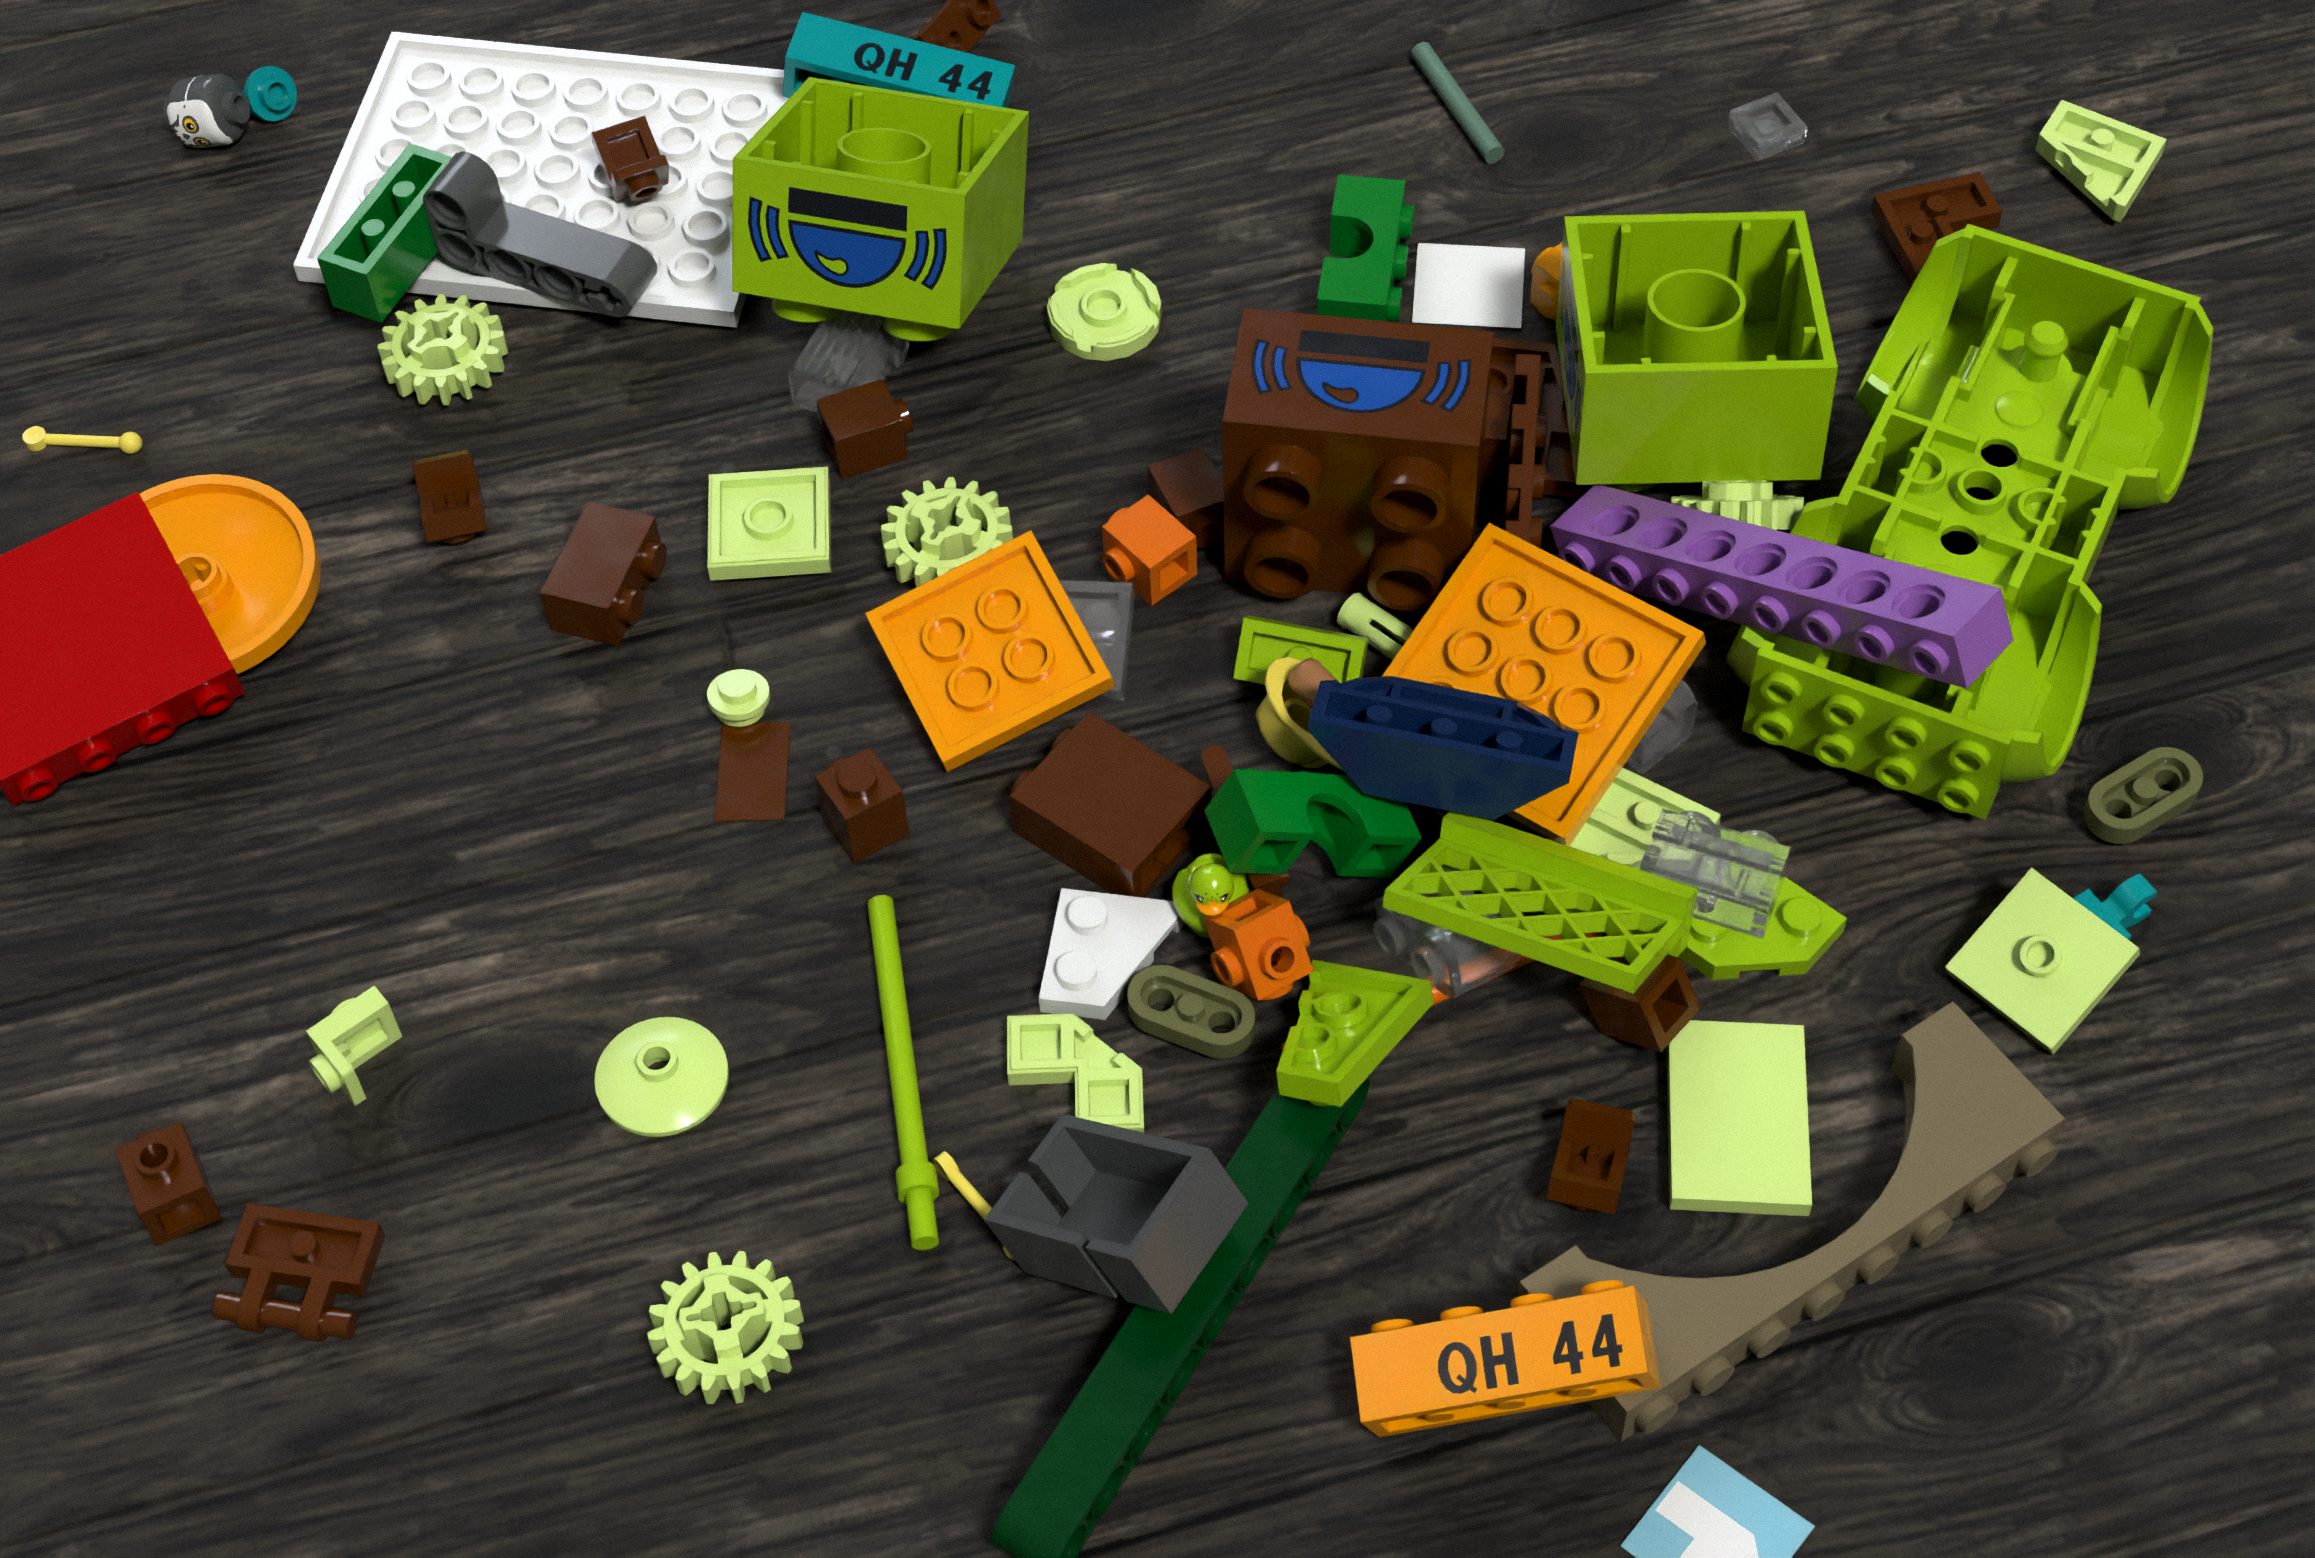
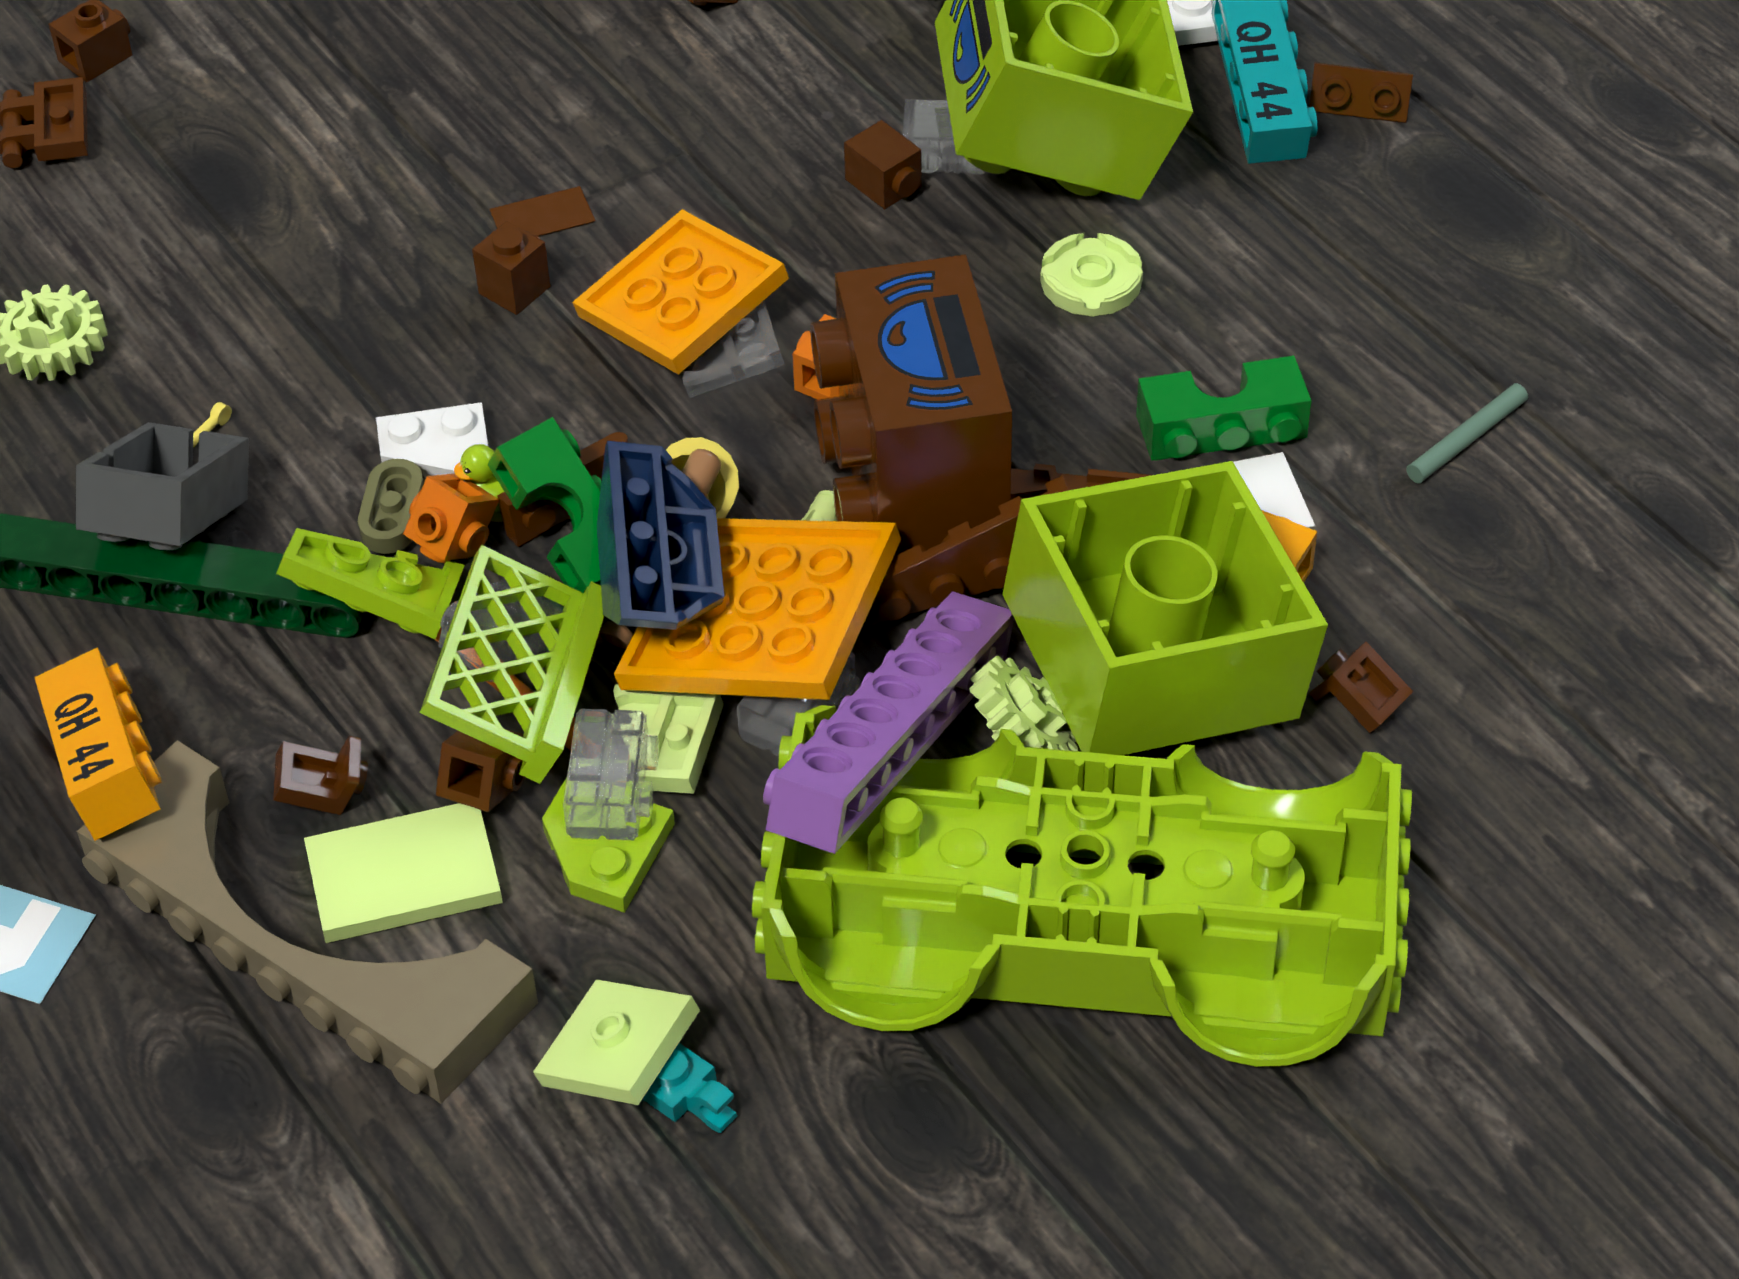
camera: 70 degrees right, 5 degrees down
(349, 1038) = (225, 81): yellowish green bracket -> none
(602, 573) = (678, 70): reddish brown brick -> none
(666, 1098) = (258, 249): yellowish green dish -> none
(738, 697) = (597, 181): yellowish green plate -> none
(769, 523) = (769, 146): yellowish green plate -> none
(916, 1176) = (201, 398): lime bar -> none
(943, 529) = (801, 238): yellowish green gear -> none
(1067, 1051) = (321, 481): yellowish green tile -> none
(1110, 807) = (573, 383): reddish brown brick -> none
(1268, 640) = (760, 475): lime plate -> none
(1767, 126) = (1555, 653): clear plate -> none
(1924, 213) = (1495, 795): reddish brown plate -> none
(2100, 155) = (1666, 926): yellowish green wing -> none
(2137, 797) = (844, 1096): olive plate -> none

